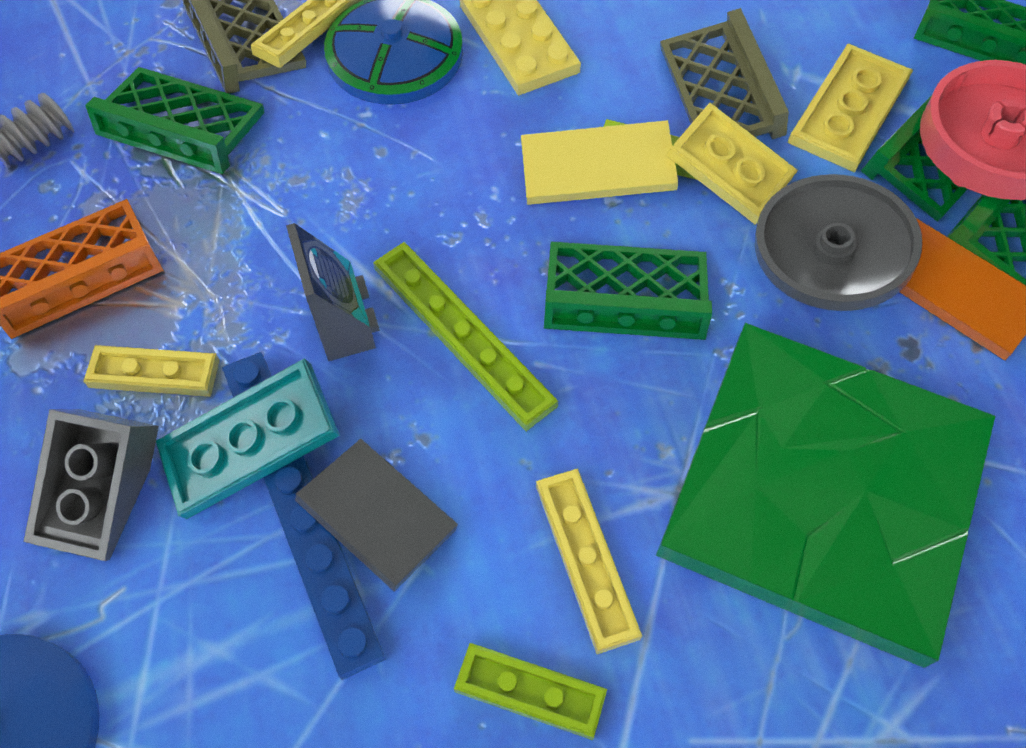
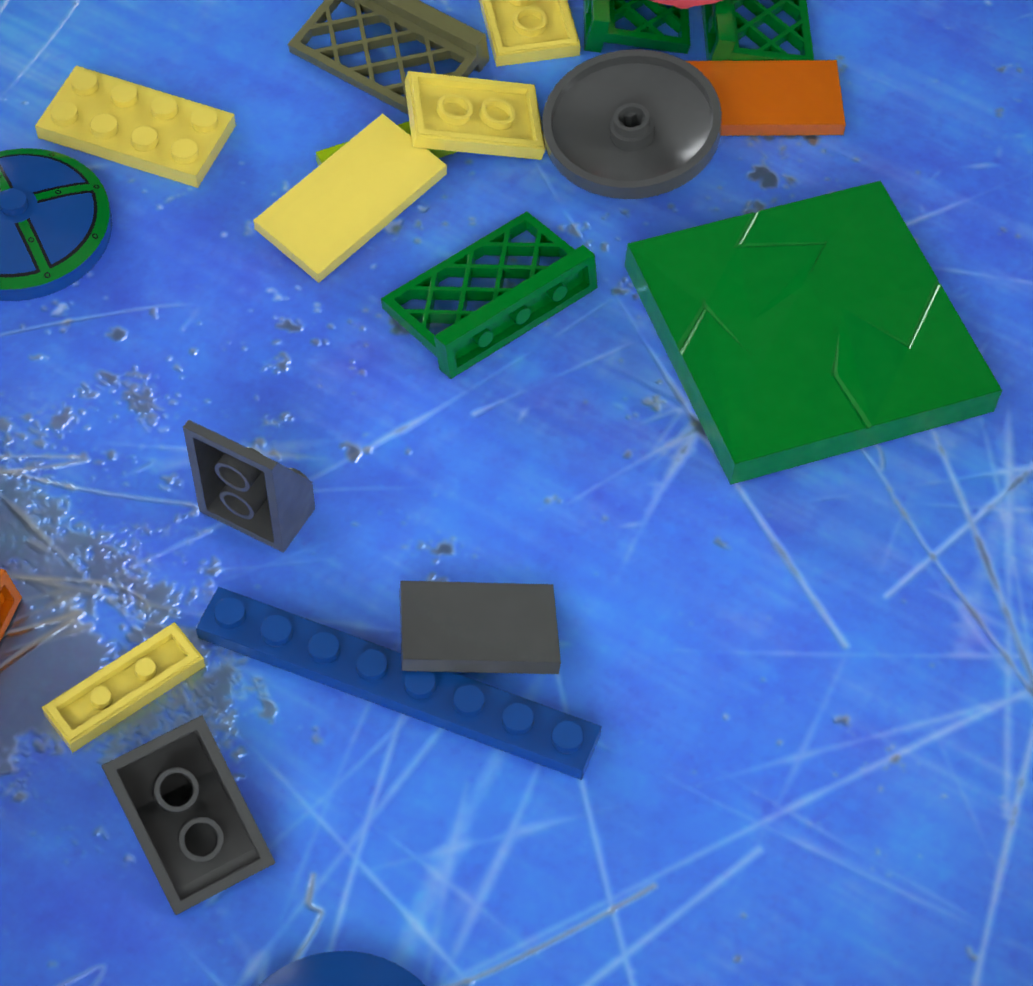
camera: 45 degrees left, 5 degrees down
(246, 439) = (297, 660): teal tile -> none
(466, 336) = (383, 434): lime tile -> none
(530, 691) = (737, 659): lime tile -> none
(588, 562) = (680, 530): light yellow tile -> none

